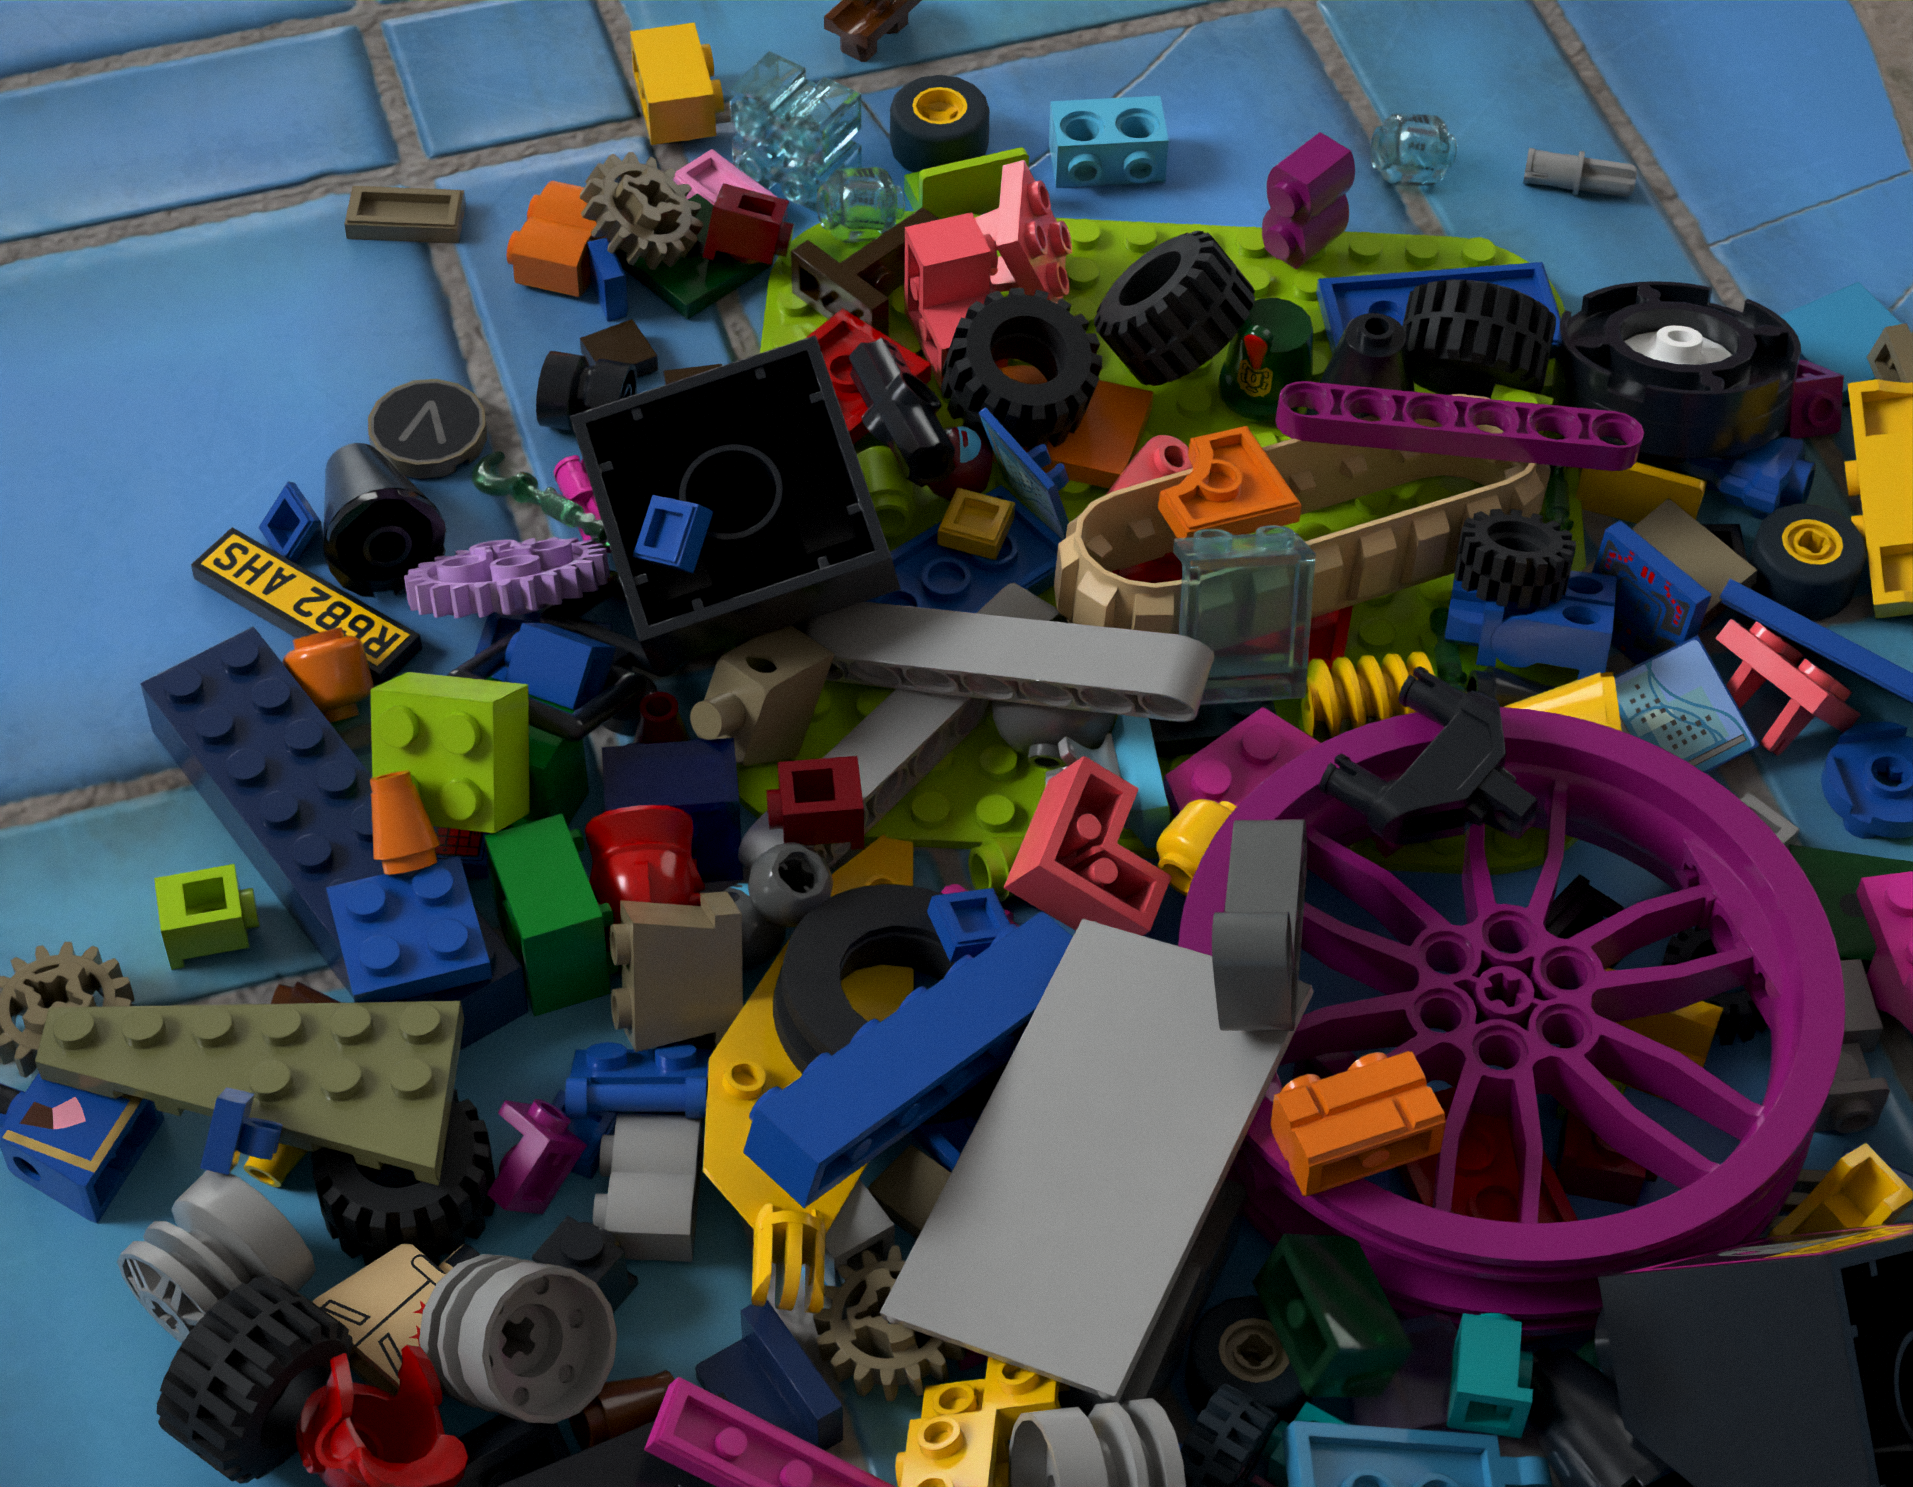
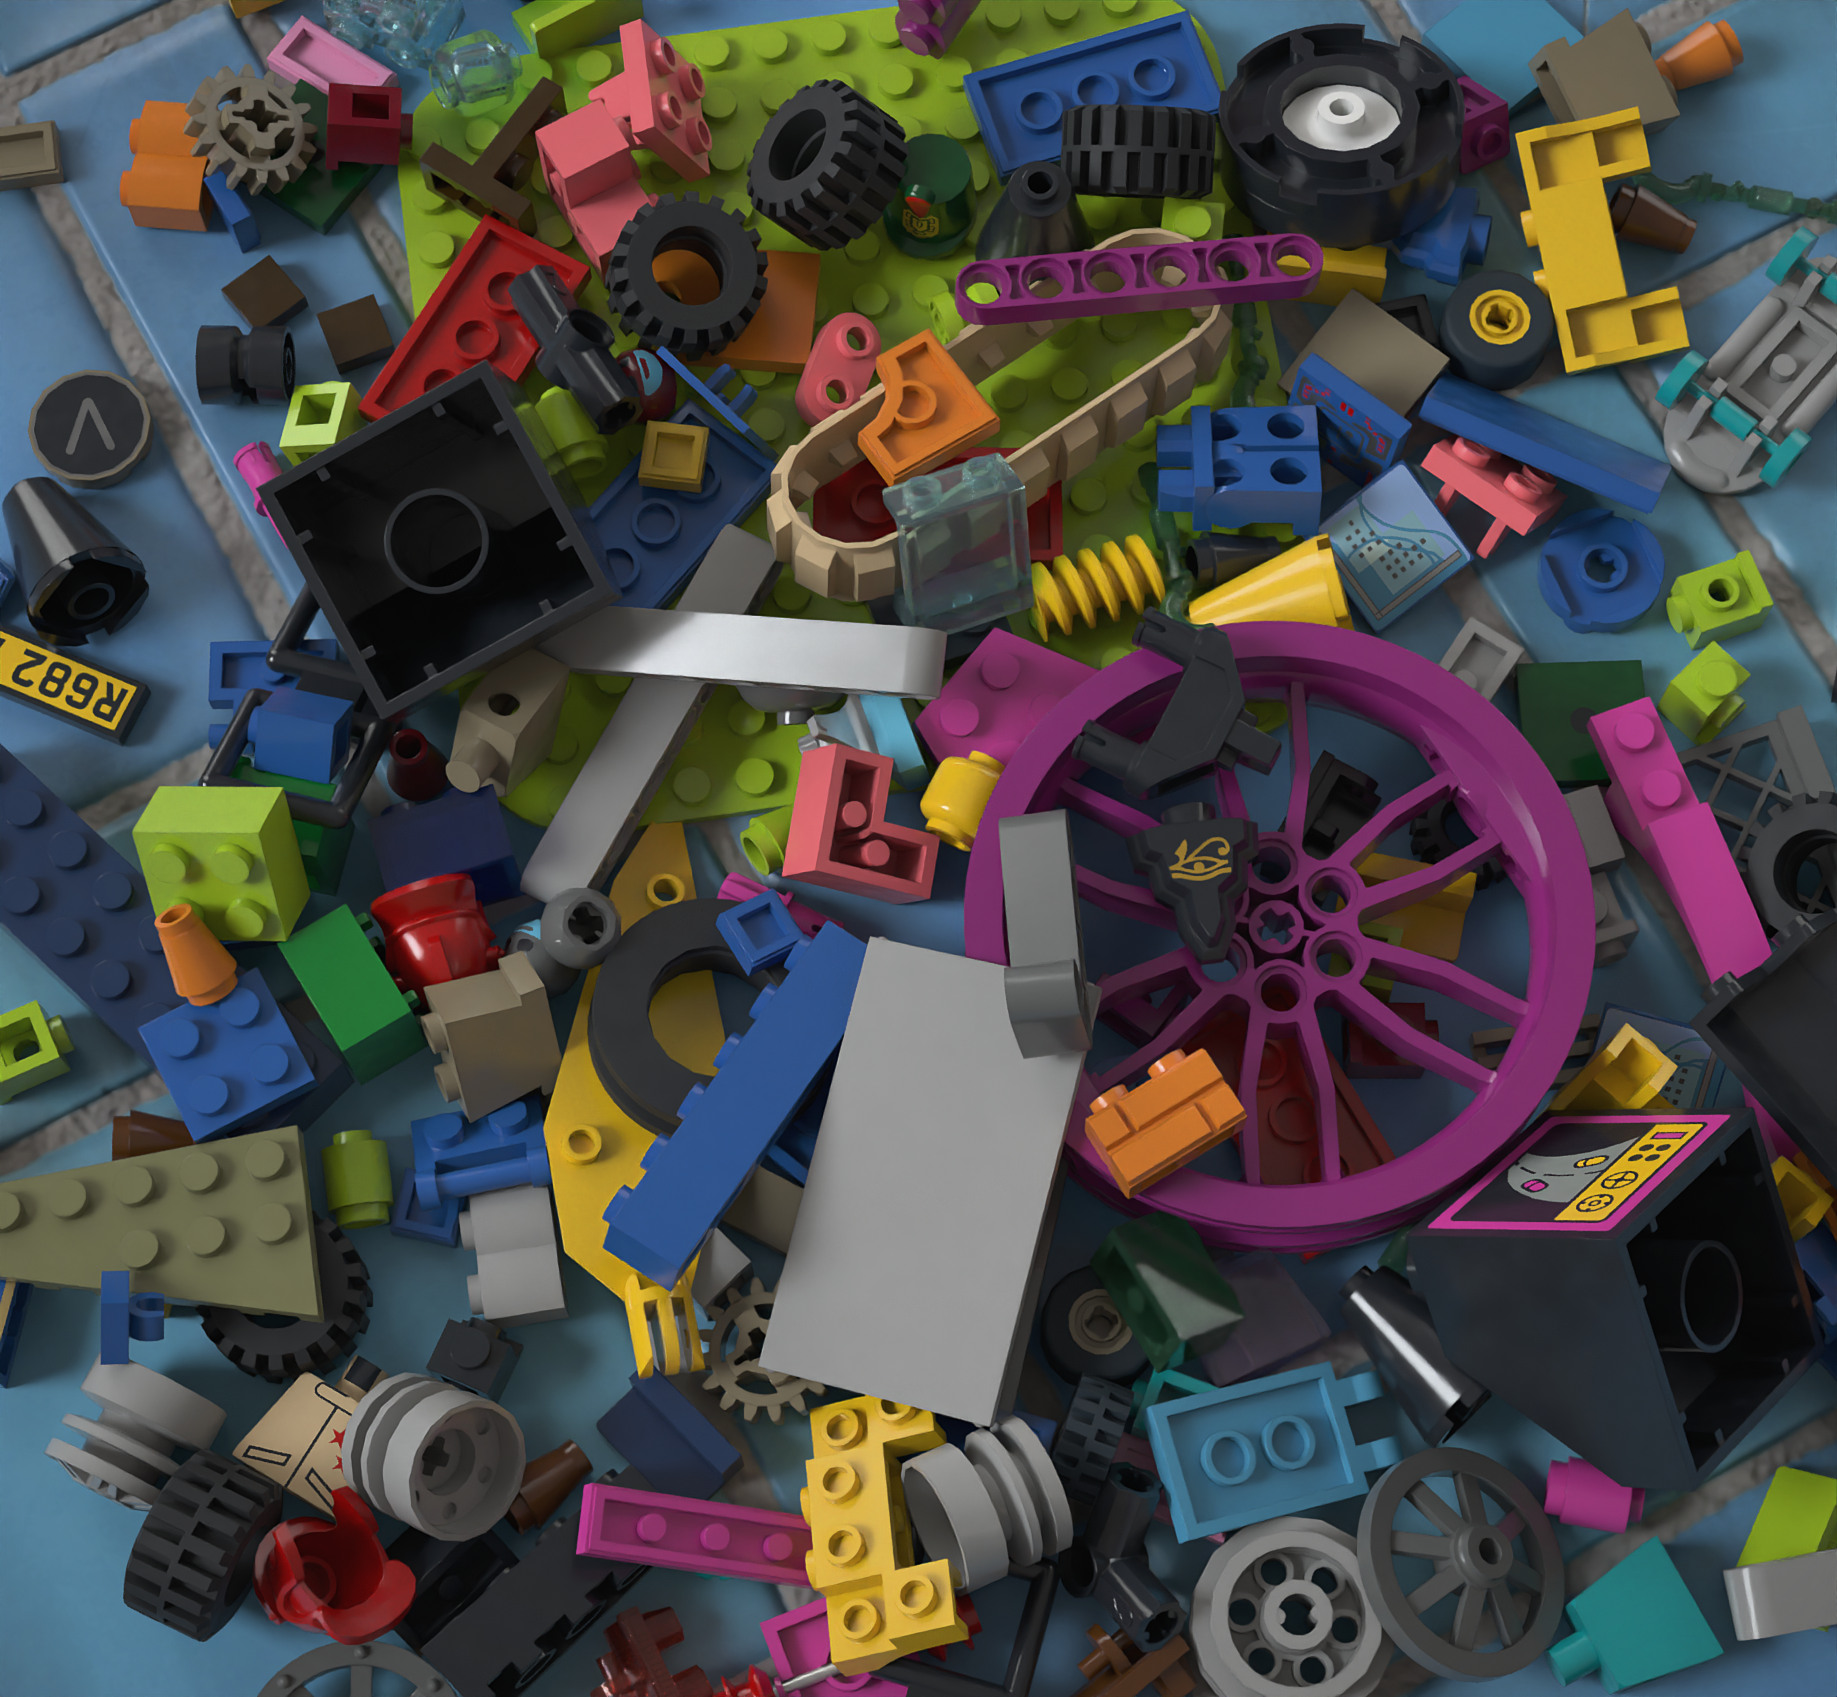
camera: 10 degrees left, 20 degrees up
(331, 672) = (70, 756): orange head -> none
(507, 577) = (219, 619): lavender gear -> none
(510, 1072) = (357, 1180): none -> lime brick
(524, 488) = (207, 490): clear green piece -> none
(540, 1161) = (408, 1252): magenta bracket -> none
(672, 533) = (389, 599): blue tile -> none
(818, 802) = (591, 818): dark red brick -> none
(1431, 914) = (1198, 872): none -> black rock
(1490, 1376) = (1316, 1312): teal brick -> none
(1514, 558) = (1215, 444): black tyre -> none

